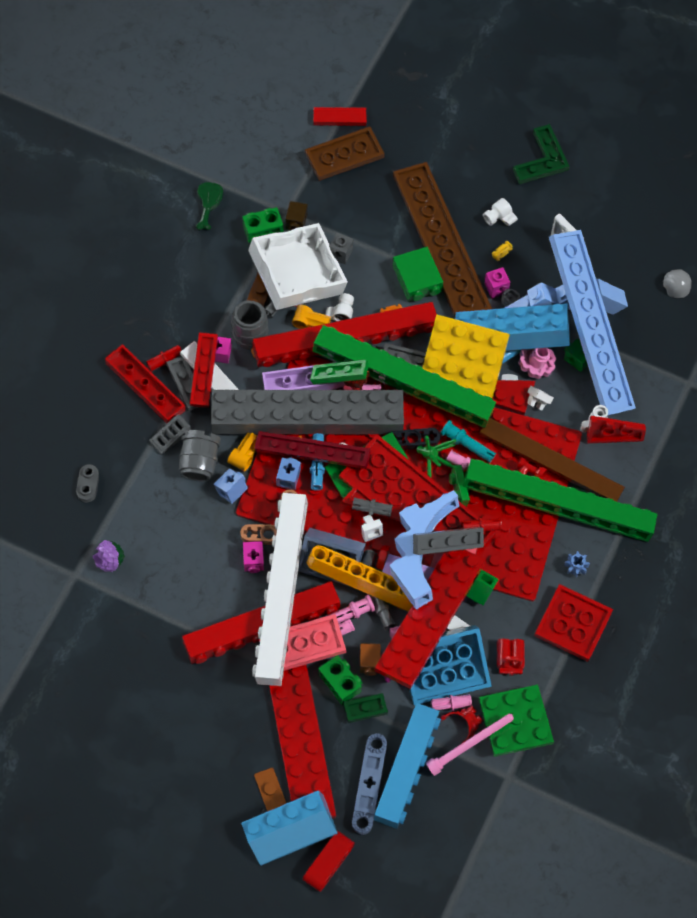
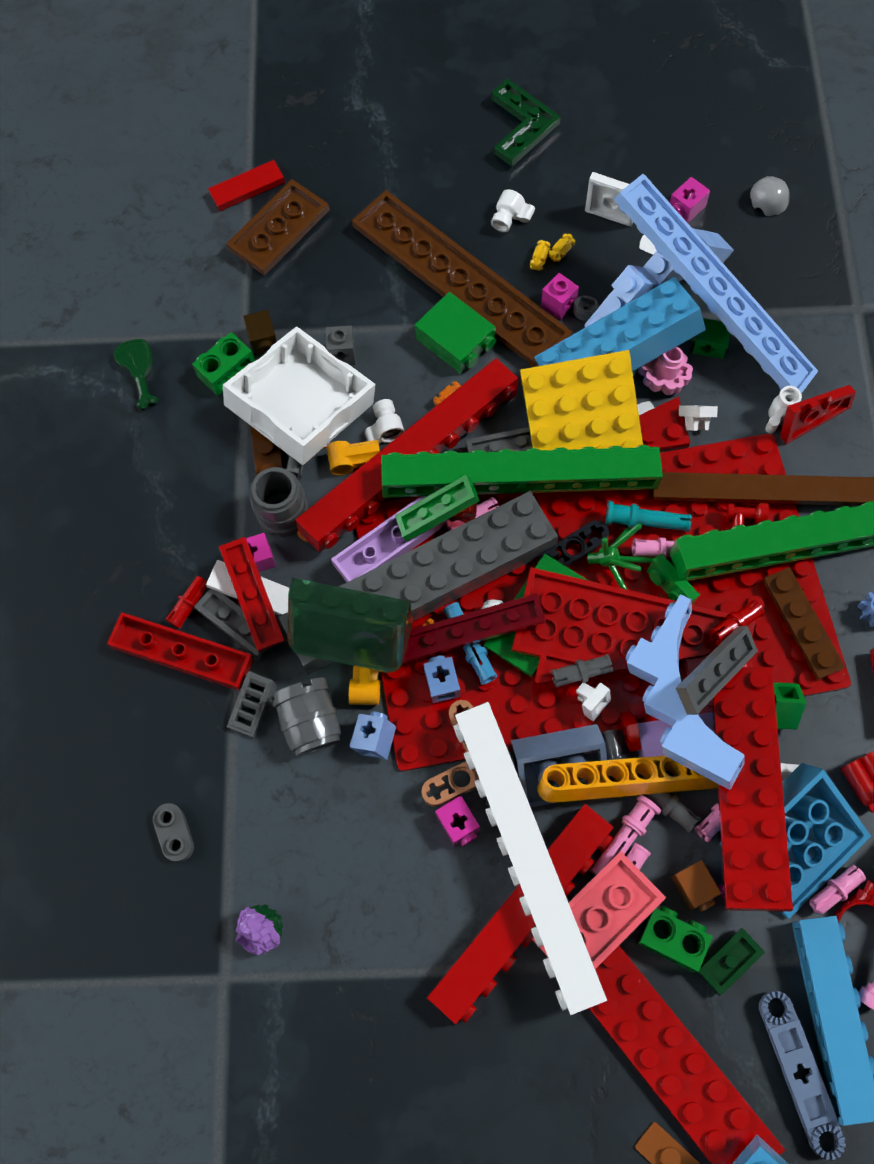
camera: 20 degrees left, 5 degrees up
(248, 411) = (348, 625): none -> clear green windscreen
(519, 252) = (561, 248): none -> yellow piece
(525, 550) = (803, 624): none -> reddish brown plate
(619, 261) = (686, 202): none -> dark pink brick

